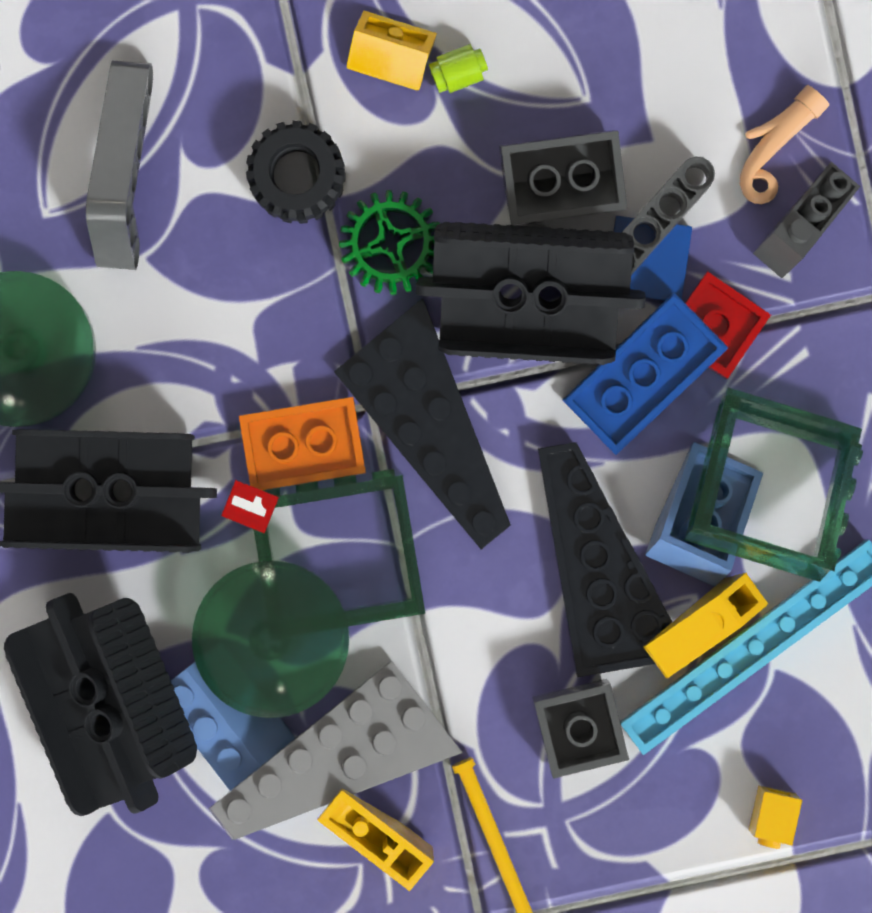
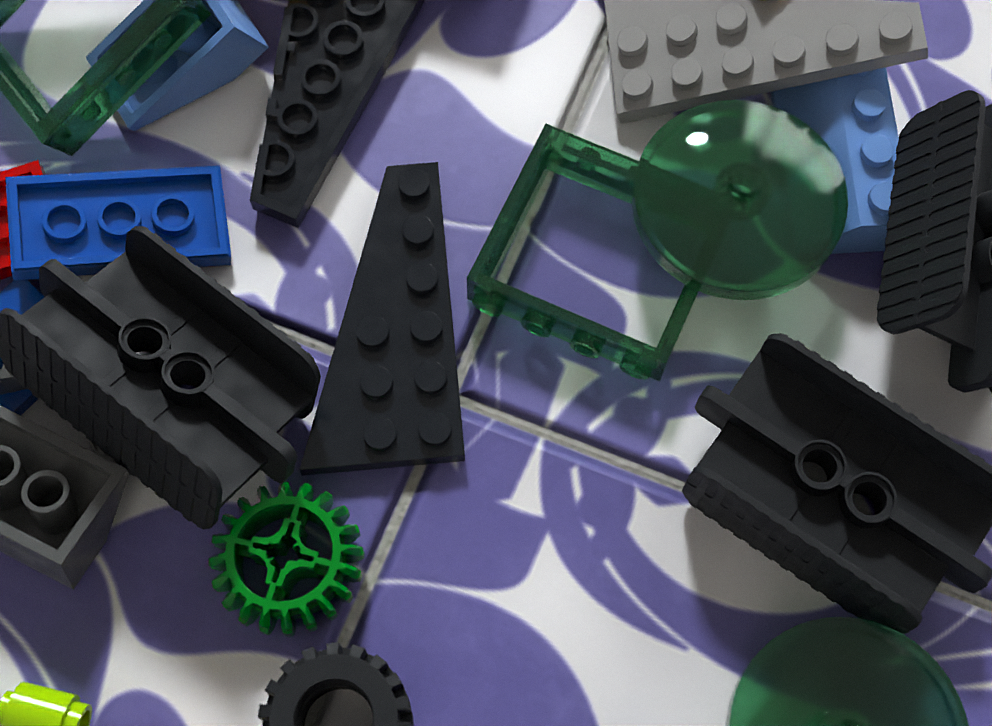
camera: 145 degrees left, 20 degrees down
(250, 506) = (669, 355): red sticker -> none
(302, 444) = (559, 397): orange plate -> none

